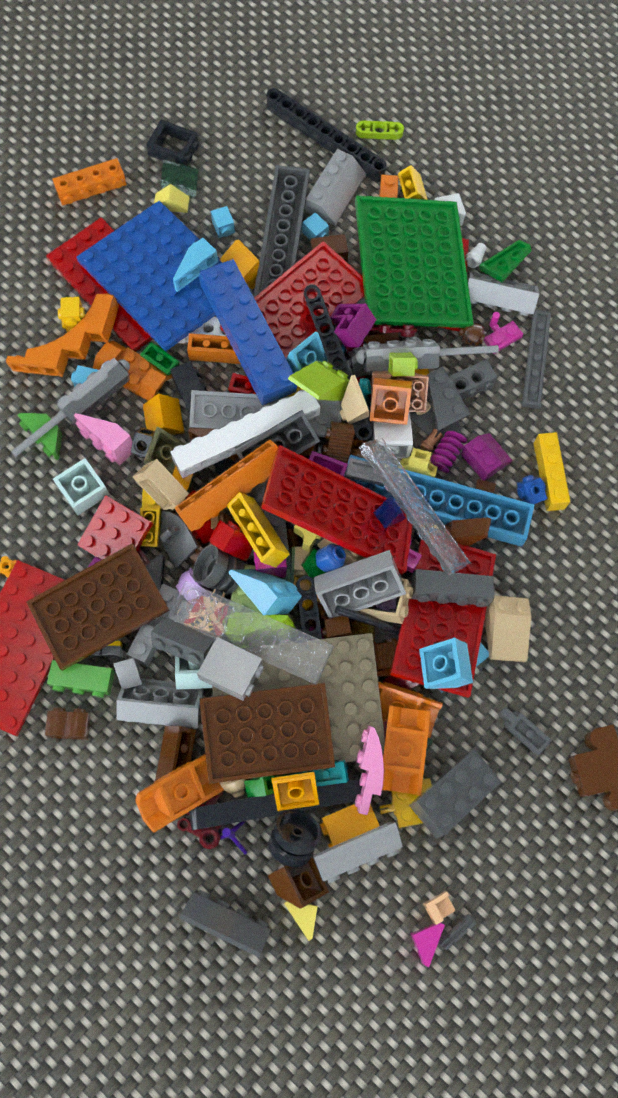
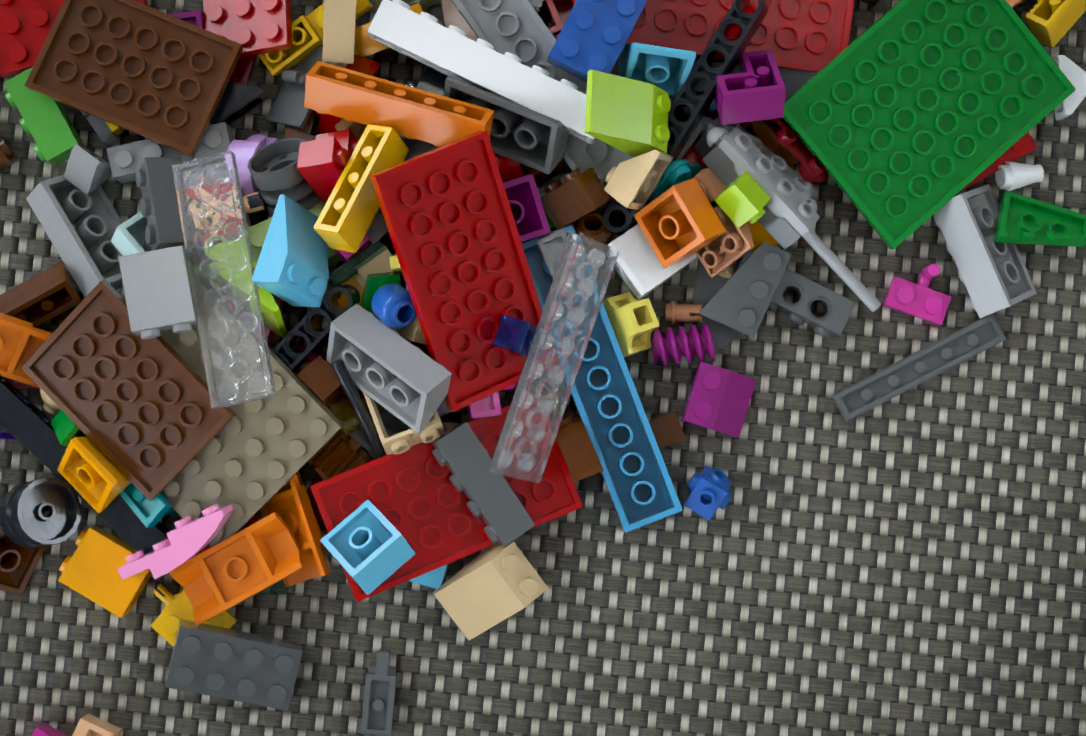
camera: 55 degrees right, 15 degrees up
(358, 851) = (74, 596): light grey slope -> none
(473, 335) = (886, 261): reddish brown head -> none
(552, 471) = (757, 499): yellow brick -> none

